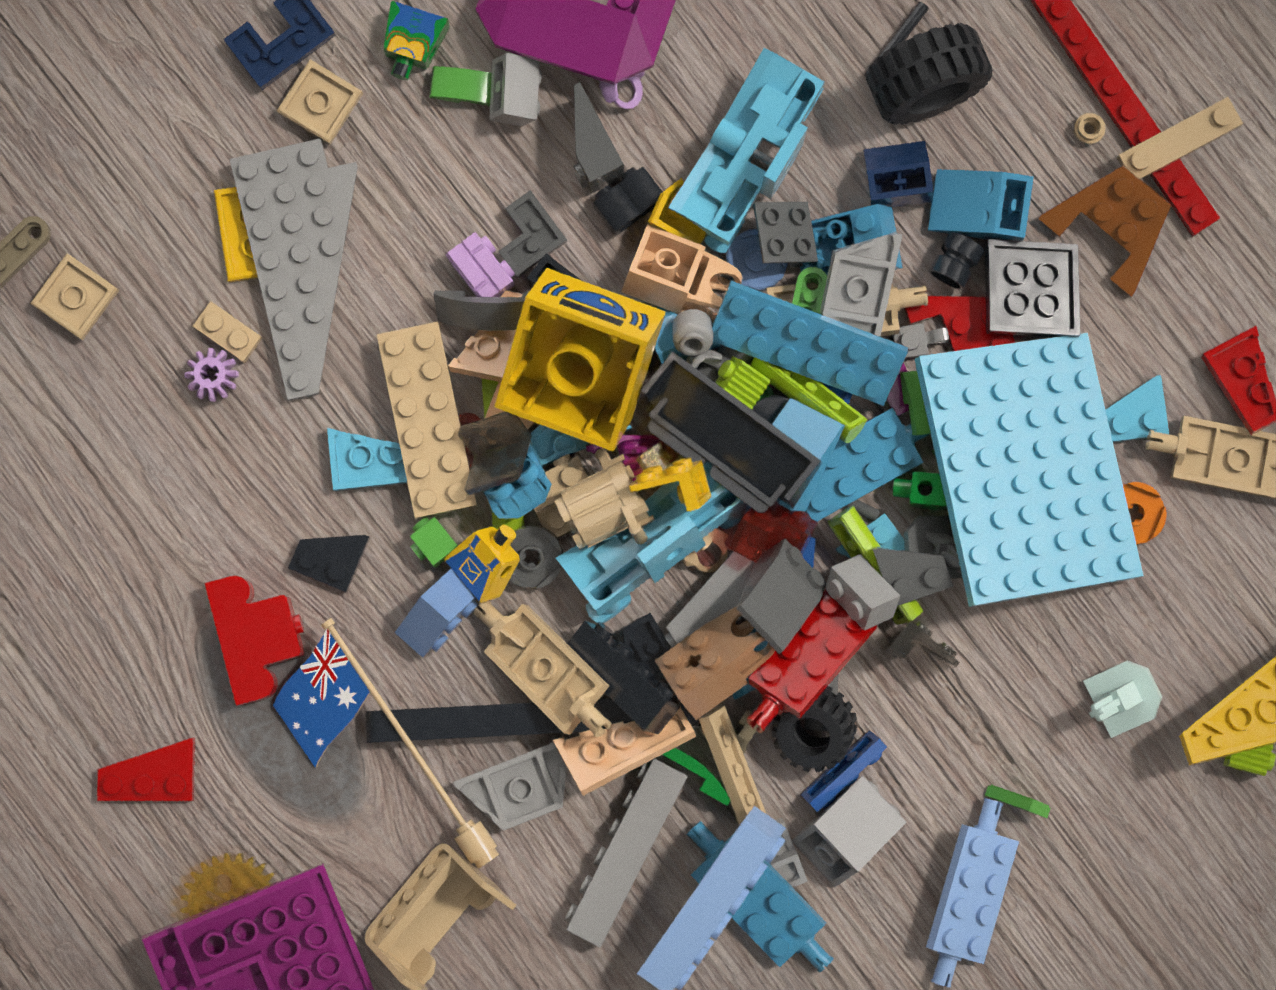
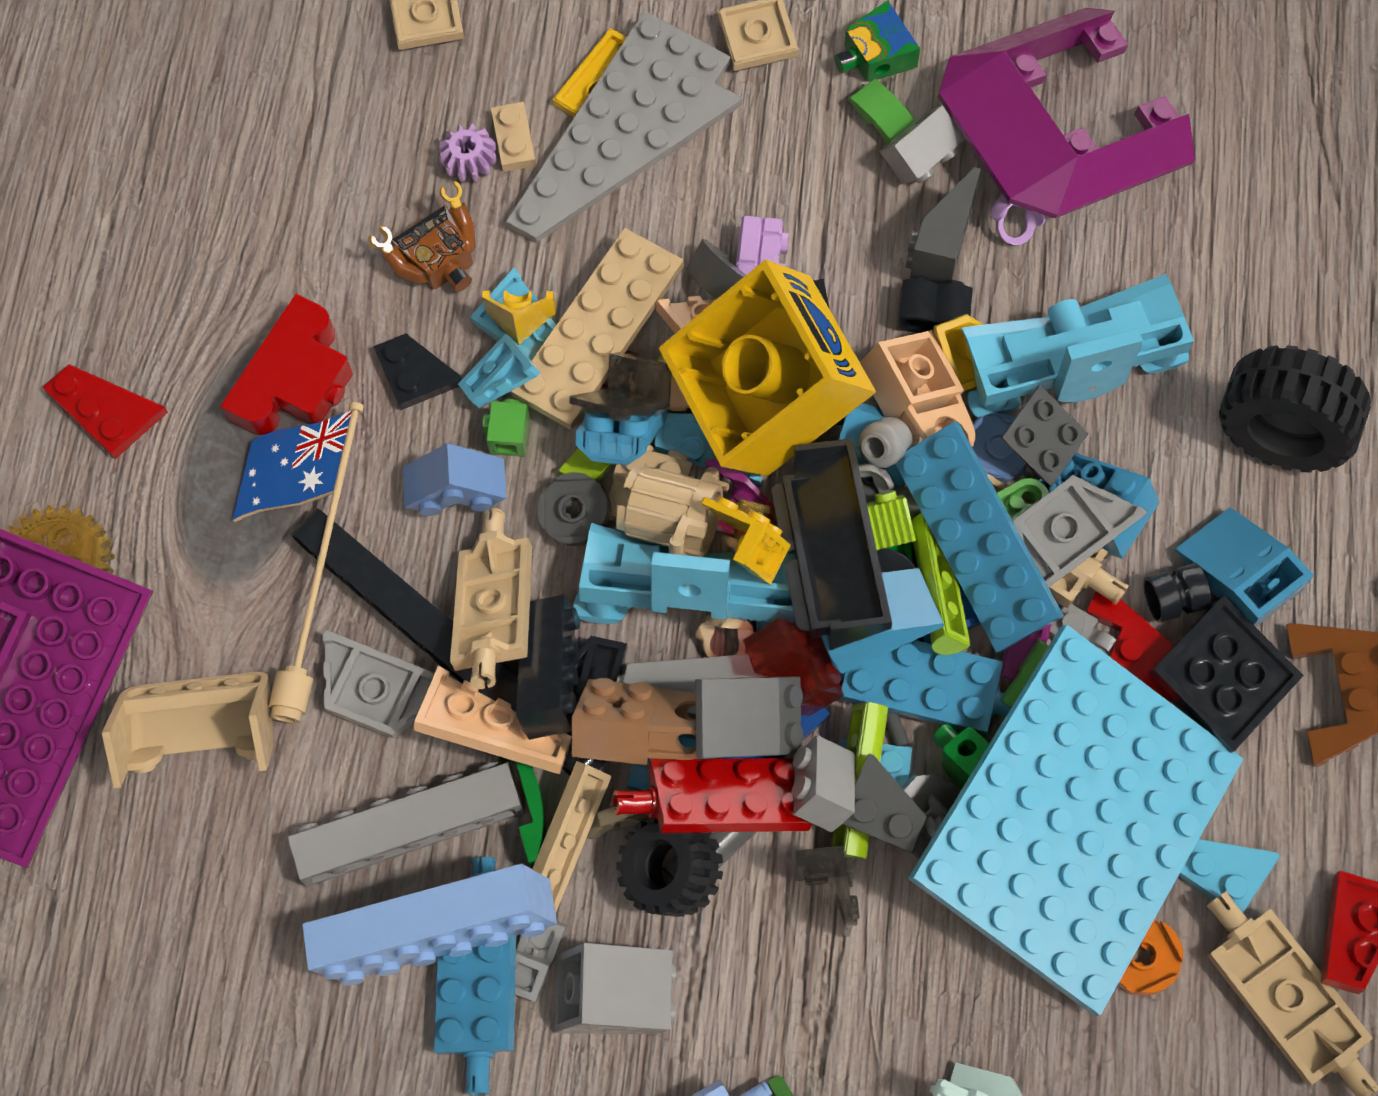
camera: 45 degrees right, 15 degrees down
(259, 462) = (435, 247): none -> torso
(367, 460) = (517, 313): none -> yellow slope
(393, 511) = (498, 372): none -> medium azure wing
(485, 561) = (531, 475): yellow torso -> none
(538, 236) = (837, 263): dark grey plate -> none
(832, 781) = (659, 935): blue plate -> none
(899, 174) = (1190, 481): dark blue slope -> none

